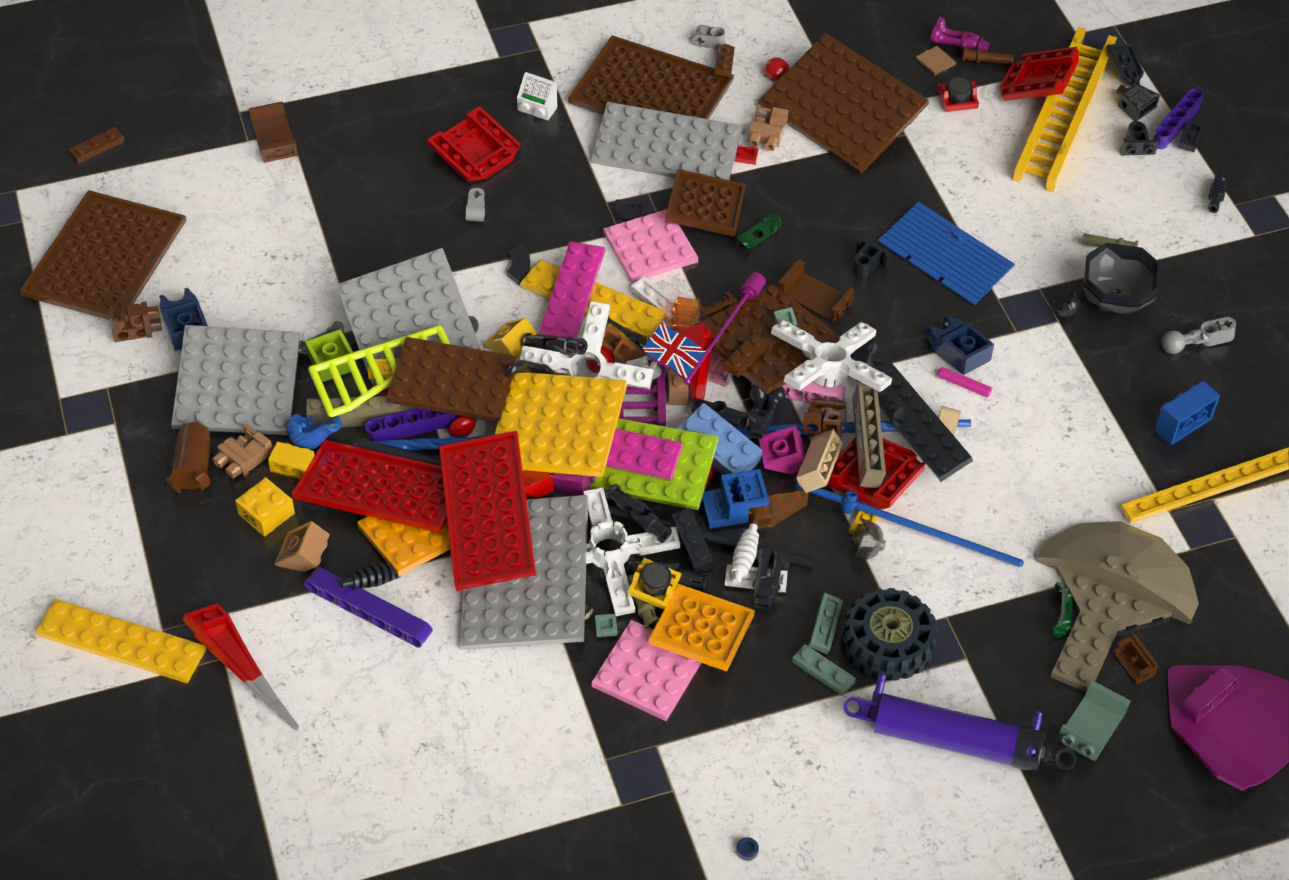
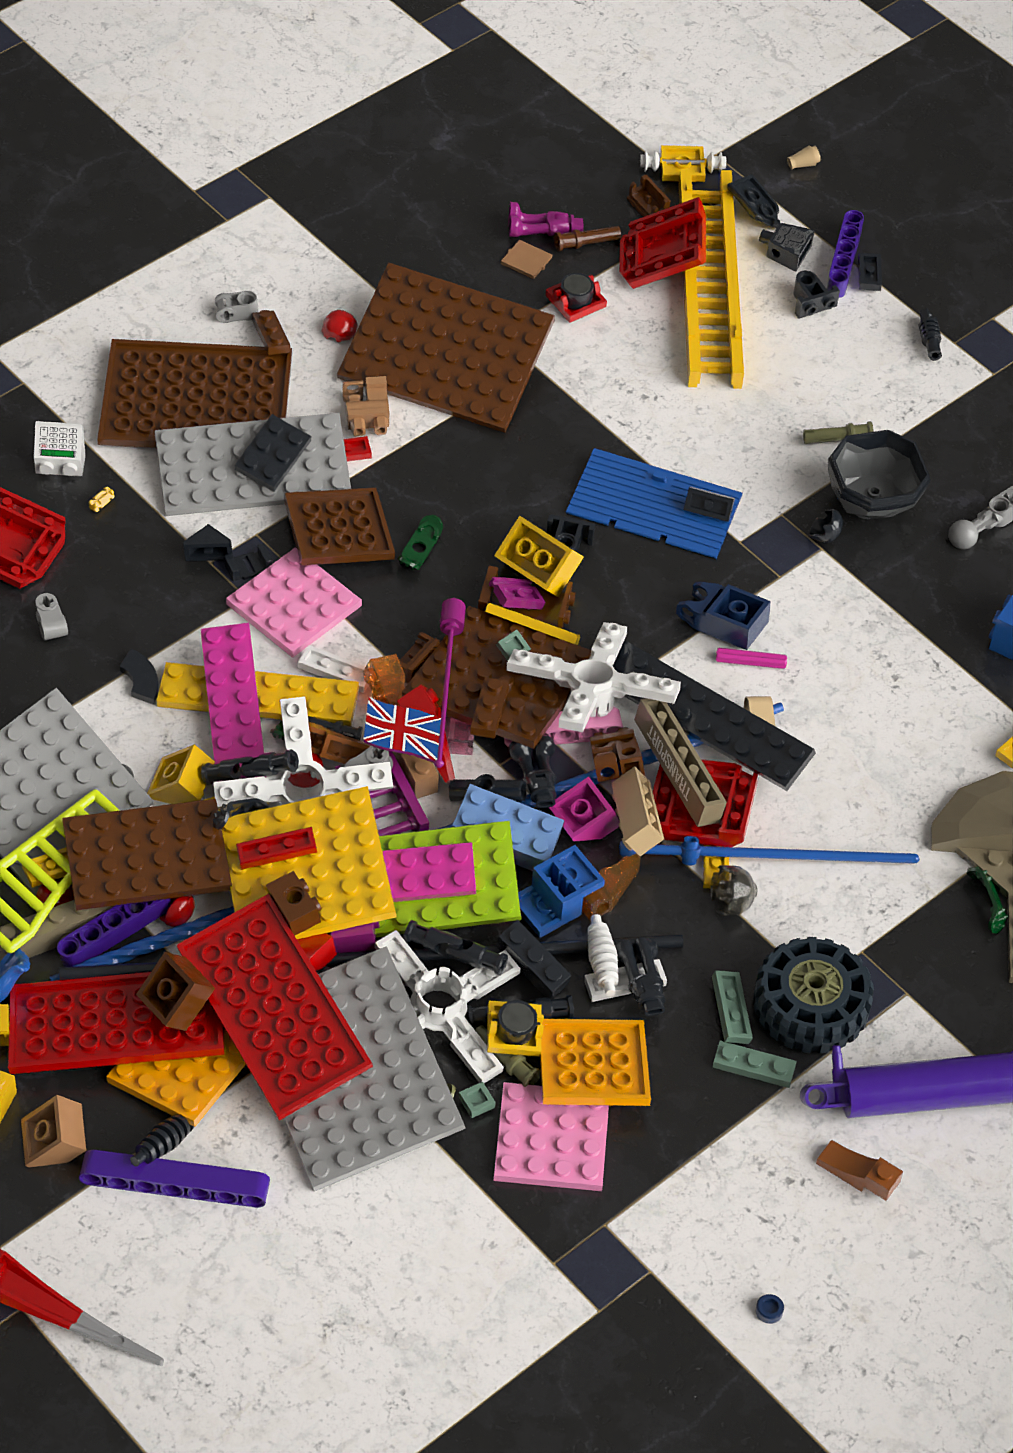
camera: 25 degrees left, 0 degrees up
(422, 477) = (175, 991): none -> reddish brown brick
(531, 442) = (297, 915): none -> reddish brown brick
(541, 402) = (276, 848): none -> red tile
(552, 138) = (101, 499): none -> yellow piece
(607, 189) = (207, 545): none -> black slope
(681, 139) = (273, 452): none -> black plate
(809, 284) = (516, 593): none -> magenta plate
(812, 309) = (533, 623): none -> yellow tile
(837, 263) = (538, 556): none -> yellow brick
(864, 773) = (859, 1170): none -> dark orange slope
(984, 263) = (709, 504): none -> black plate
(1045, 40) = (647, 197): none -> reddish brown hinge
(1090, 21) = (682, 157): none -> yellow plate
(1180, 44) = (804, 158): none -> tan cone

